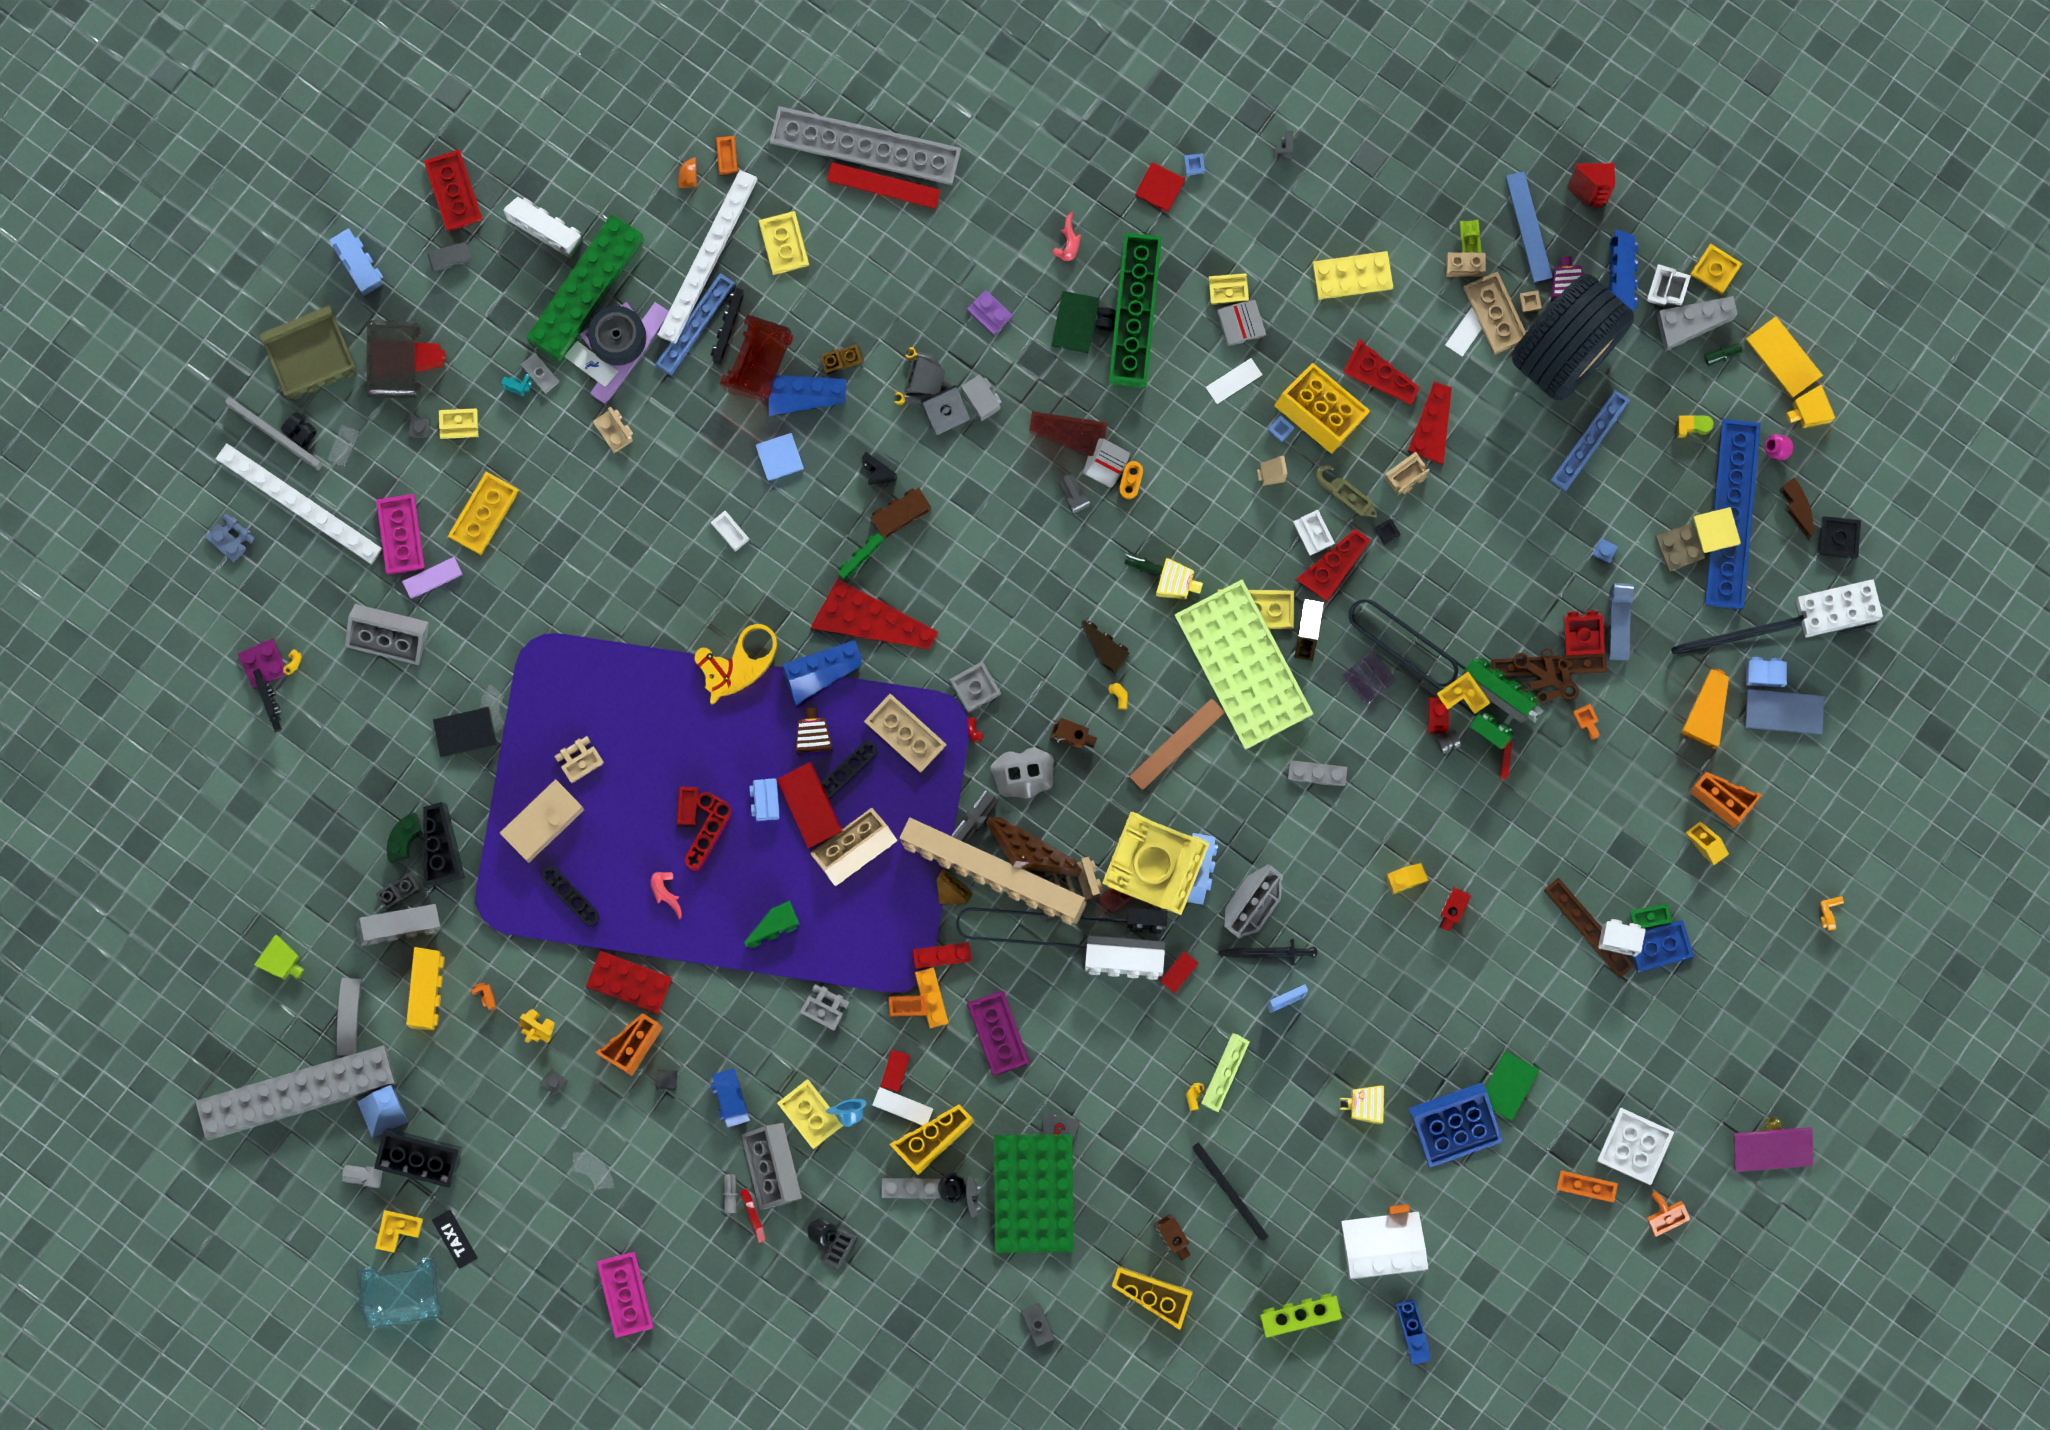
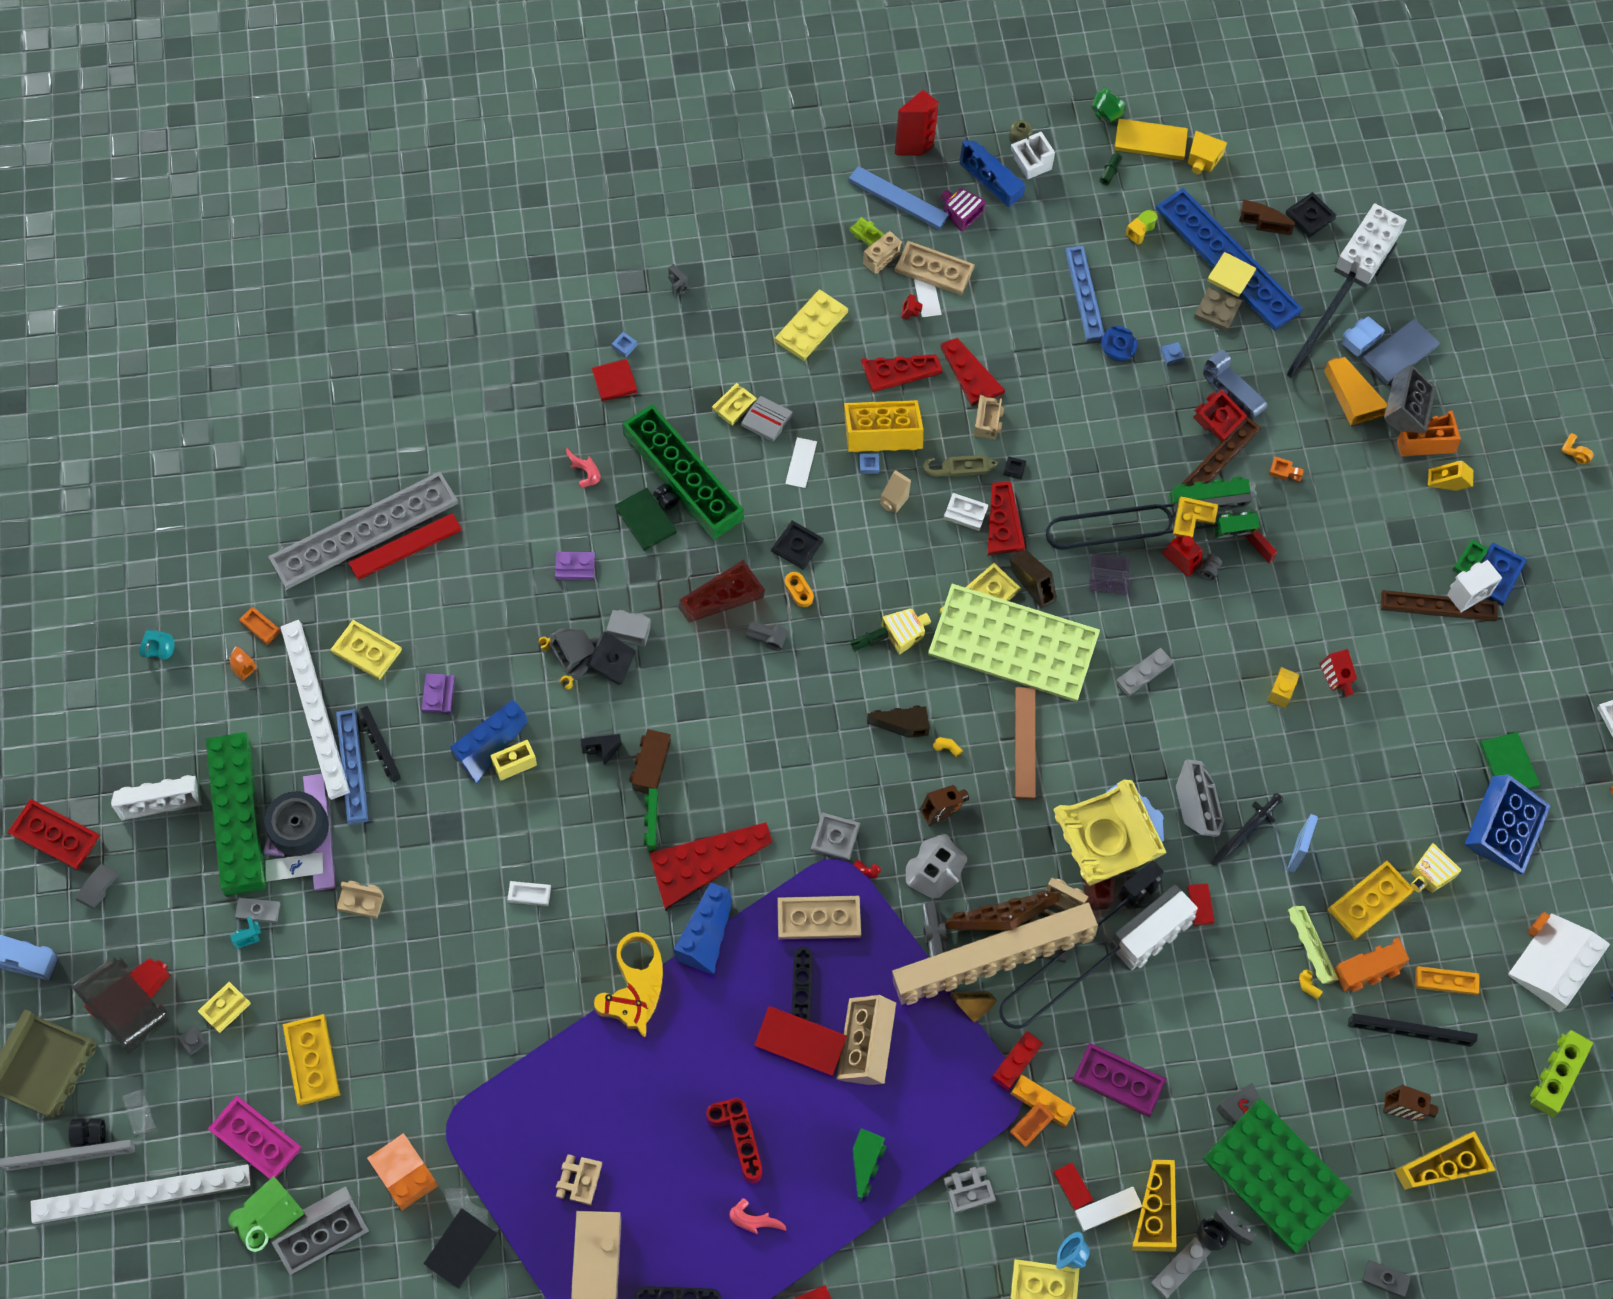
camera: 45 degrees left, 15 degrees down
(225, 542) = (103, 1284): sand blue plate -> none
(361, 594) = (264, 1215): none -> bright green piece
(432, 578) = (315, 1149): lavender tile -> none
(473, 646) = (402, 1171): none -> orange slope
(644, 107) = (160, 645): none -> teal helmet
(687, 806) = (704, 1134): red tile -> none
(757, 359) = (429, 742): clear red windscreen -> none
(766, 799) = (761, 1069): light blue brick -> none
(779, 456) = (514, 804): light blue tile -> none
(804, 323) = (438, 693): none -> medium lavender plate
(806, 424) = (513, 760): none -> light yellow brick
(813, 733) = (748, 983): reddish brown torso -> none
(842, 359) = (494, 692): pearl gold slope -> none
(1106, 463) = (771, 590): light grey slope -> none
(1165, 444) = (797, 544): none -> black tile
(1246, 1125) = (1372, 966): none -> orange wedge
(1291, 1184) = (1447, 980): none -> light orange plate
(1302, 1082) = (1371, 900): none -> yellow tile
(1440, 330) = (911, 307): none -> red tile
(1530, 301) = (950, 240): tan plate -> none
(1548, 678) = (1227, 462): reddish brown plant -> none
(1570, 505) = (1119, 343): none -> blue tile
(1572, 337) = (1012, 223): black wheel -> none
(1683, 264) = (1020, 130): none -> olive head
(1693, 320) = (1067, 166): light grey wedge -> none
(1716, 269) = (1049, 122): yellow tile -> none
(1737, 758) = (1409, 401): none -> flat silver slope
(1774, 299) = (1107, 106): none -> green cone
(1779, 447) = (1211, 191): dark pink head -> none

